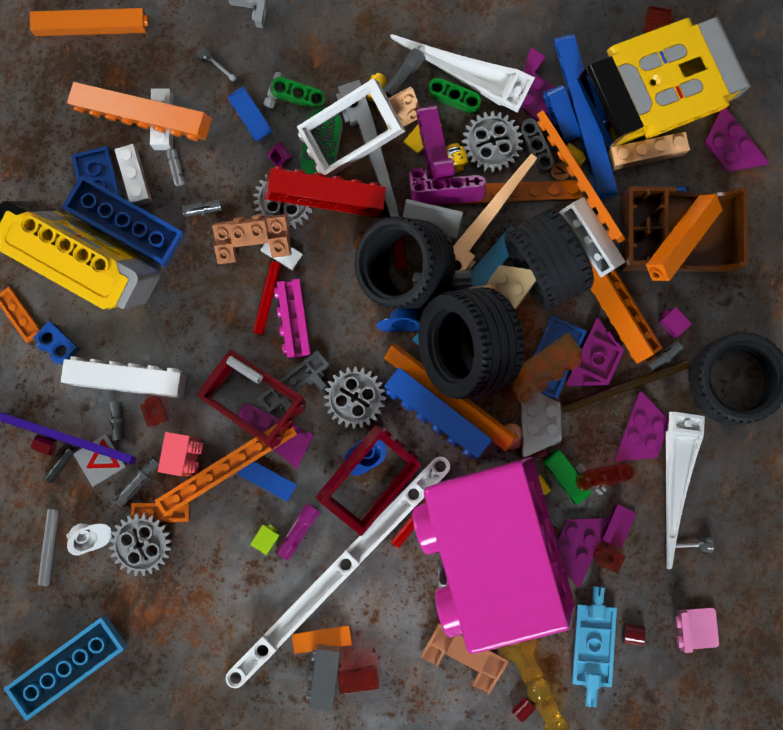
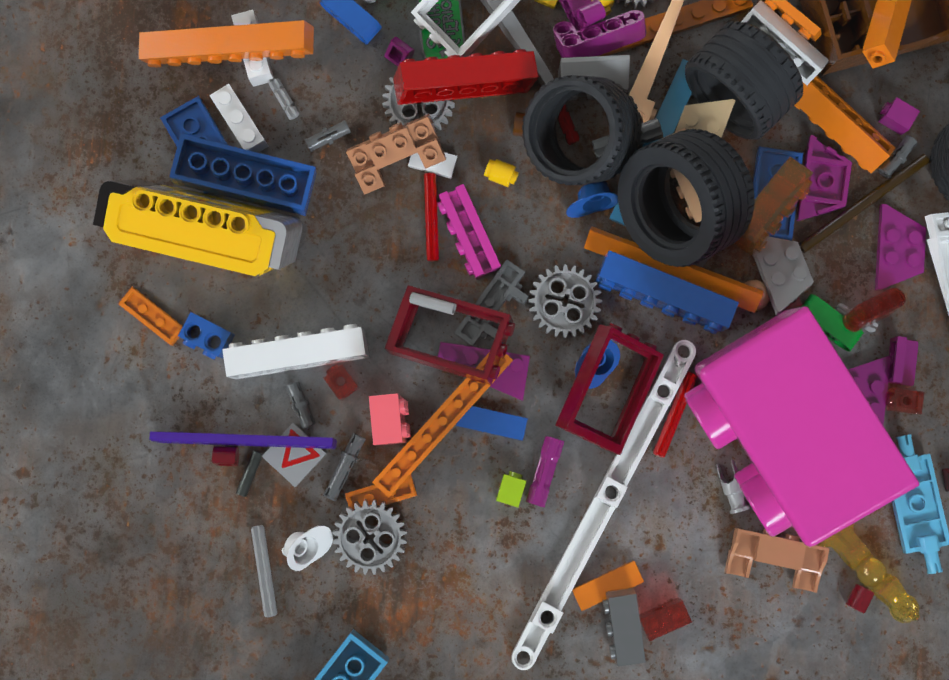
camera: 20 degrees left, 0 degrees up
(334, 277) = (501, 172): none -> yellow brick

